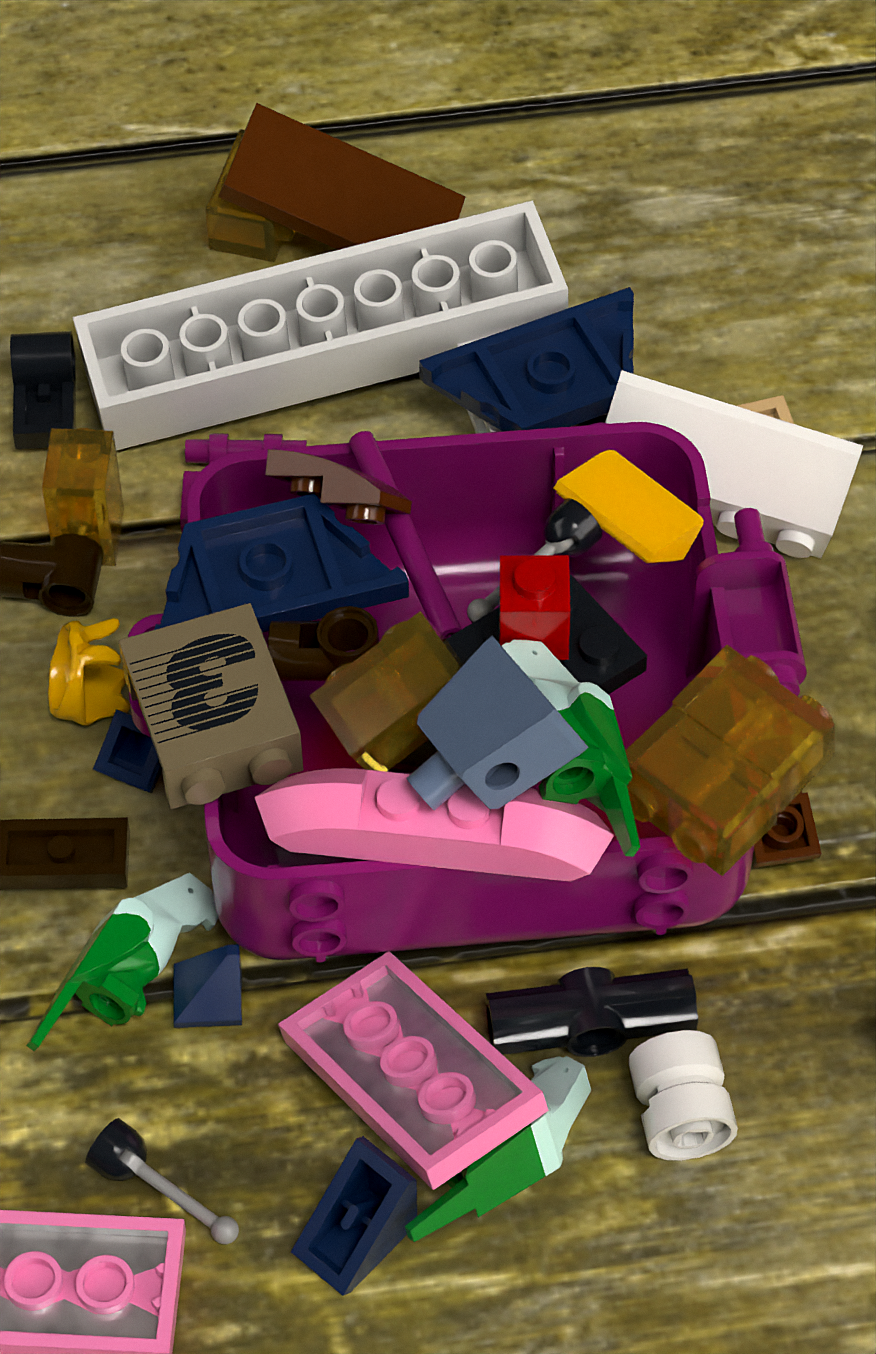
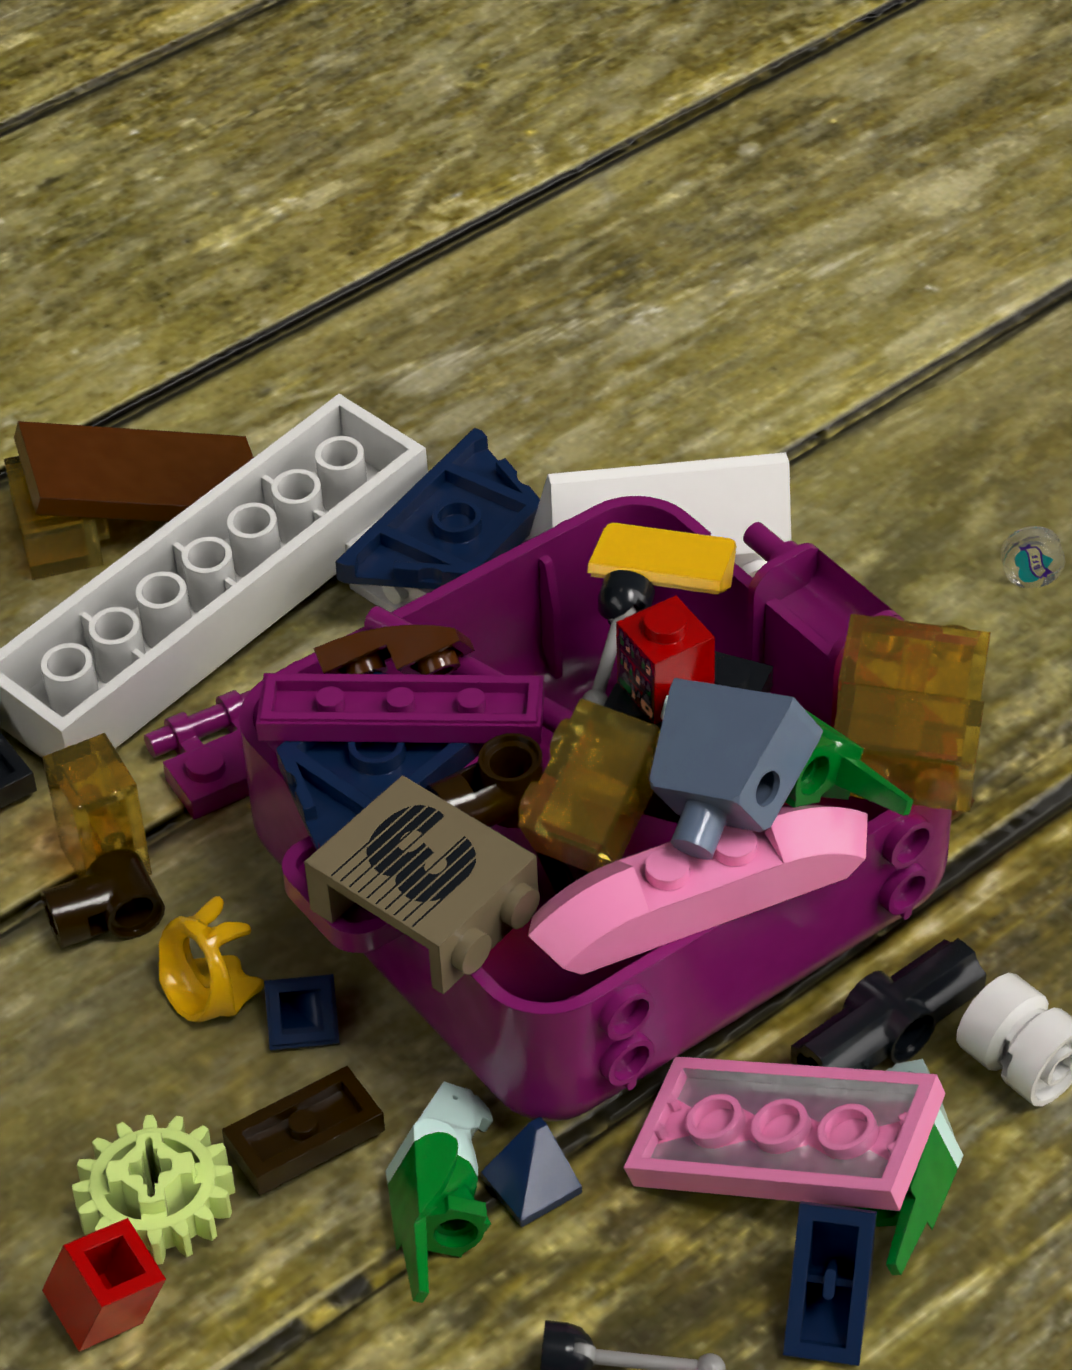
camera: 30 degrees left, 10 degrees down
(304, 540) = (399, 707): none -> magenta tile

